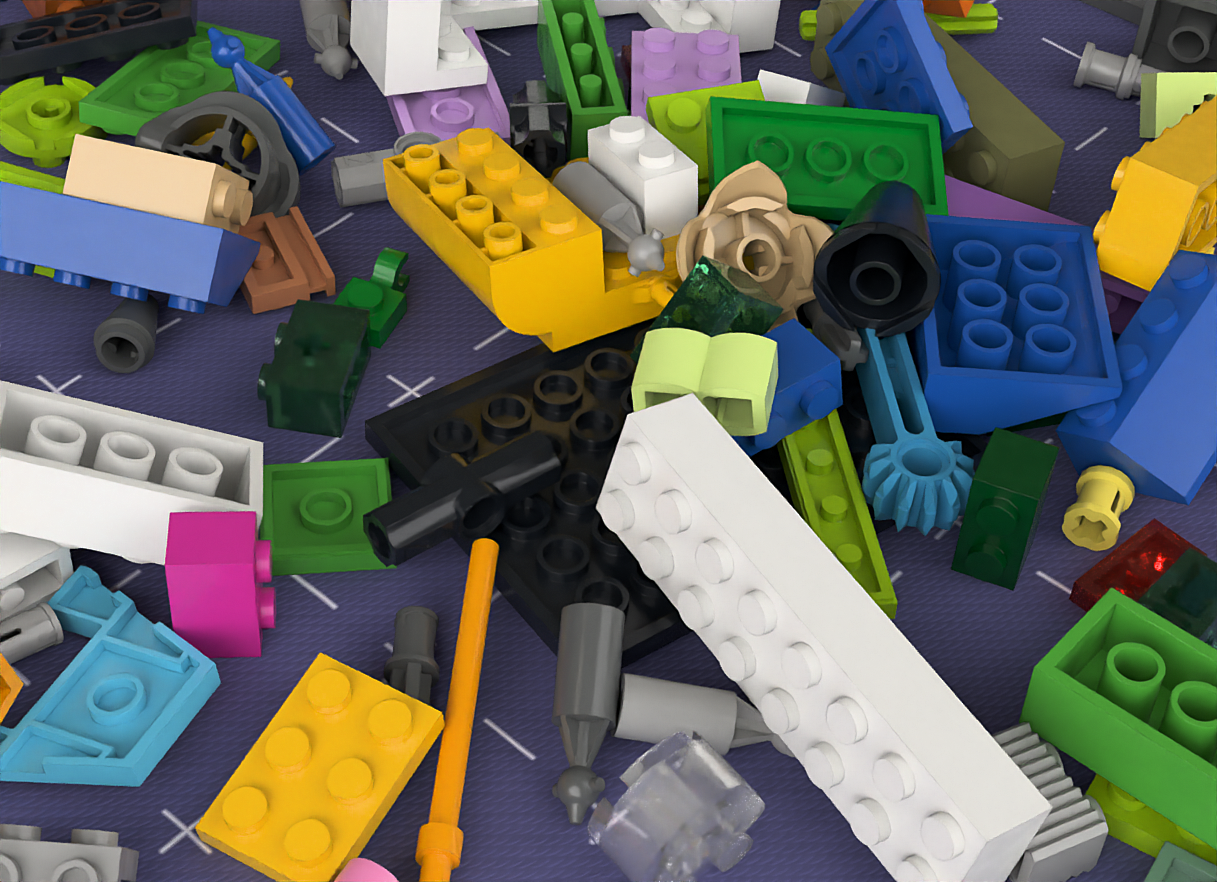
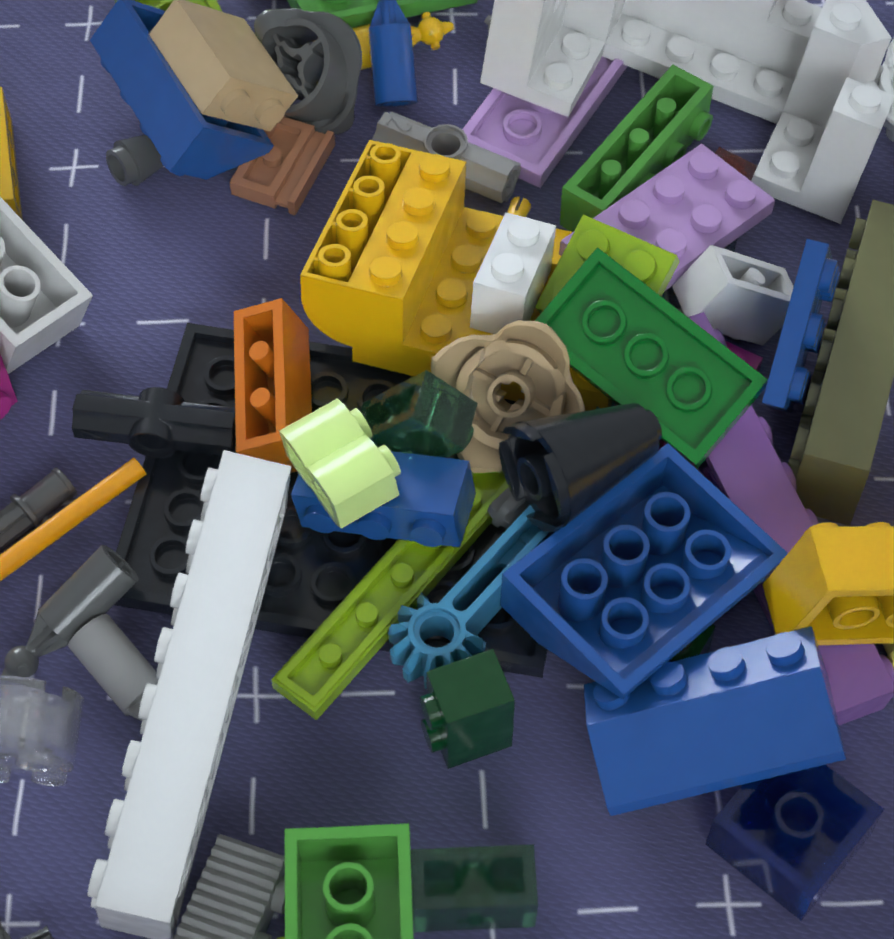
camera: 50 degrees right, 15 degrees up
(316, 368) = (210, 263): clear green brick -> none
(318, 512) = (106, 358): bright green tile -> none
(380, 295) = (295, 239): green plate -> none
(538, 390) = (269, 378): none -> orange brick
(539, 127) = (529, 181): black piece -> none
(614, 214) = (452, 290): light grey wheel -> none
(1101, 499) = (563, 763): light yellow bush -> none
(1132, 565) = (550, 826): clear red plate -> none

